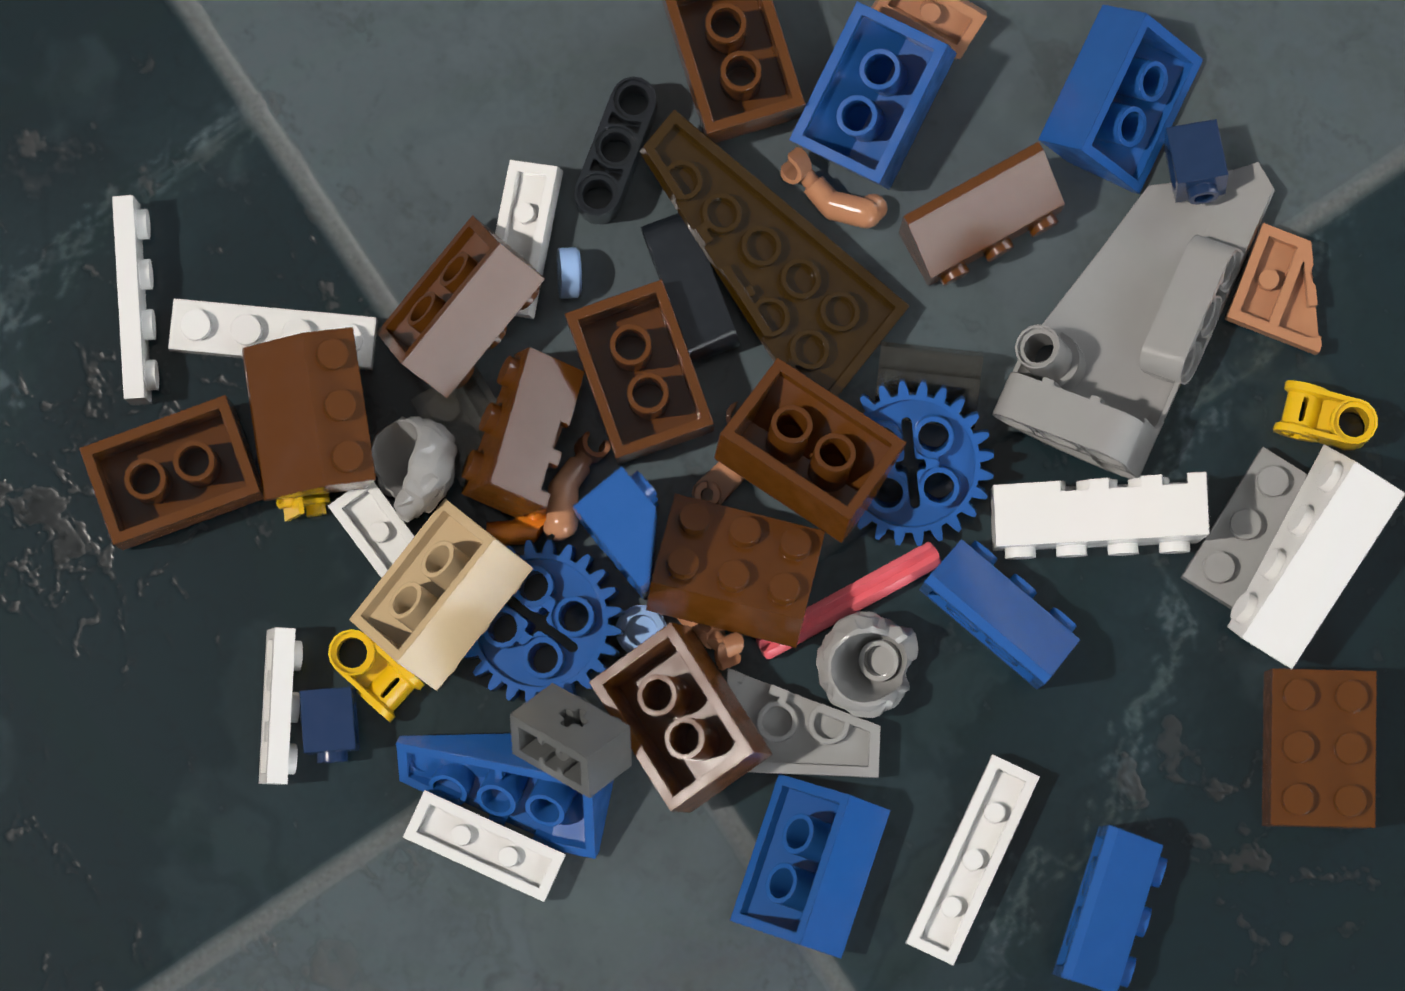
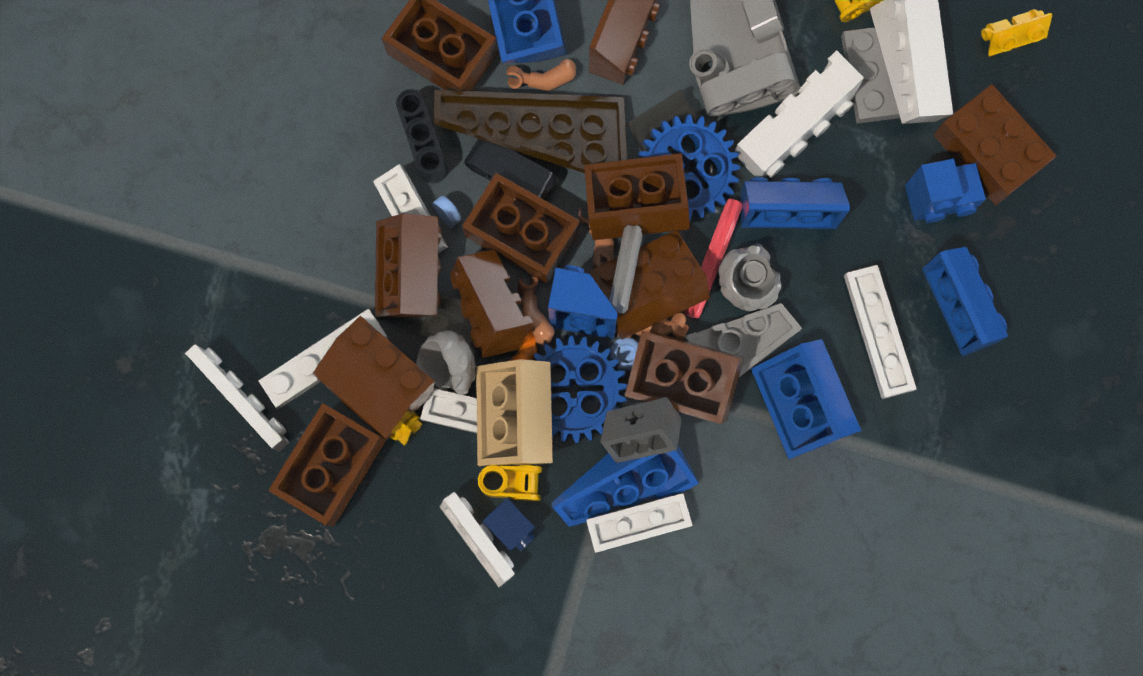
camera: 40 degrees left, 5 degrees down
(714, 531) = (625, 268): none -> light grey axle
(1205, 755) = (944, 190): none -> blue brick

